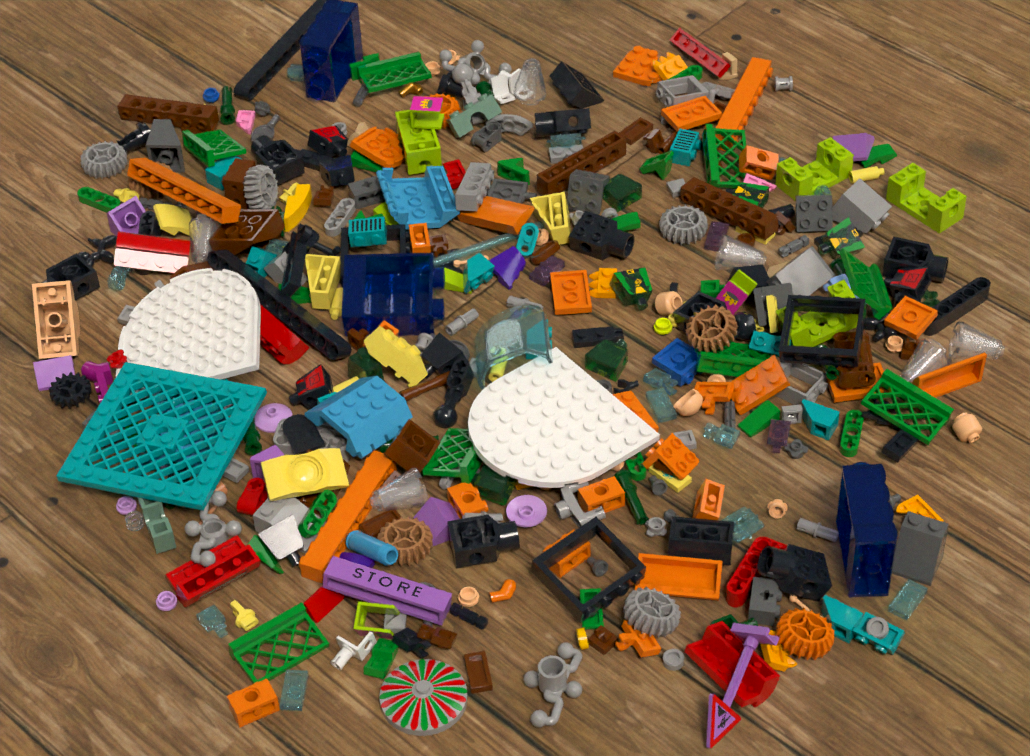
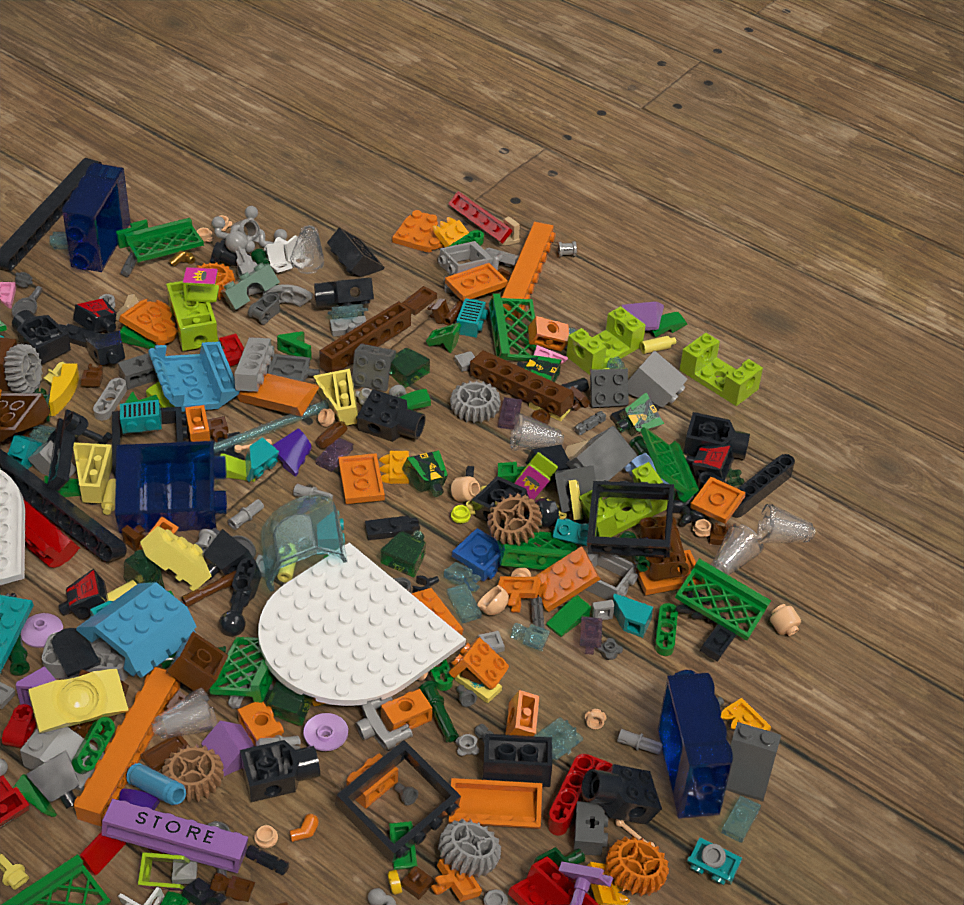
camera: 10 degrees left, 0 degrees up
(526, 241) = (311, 422): teal plate -> none
(841, 617) = (674, 844): teal slope -> none
(952, 376) = (766, 564): orange slope -> none

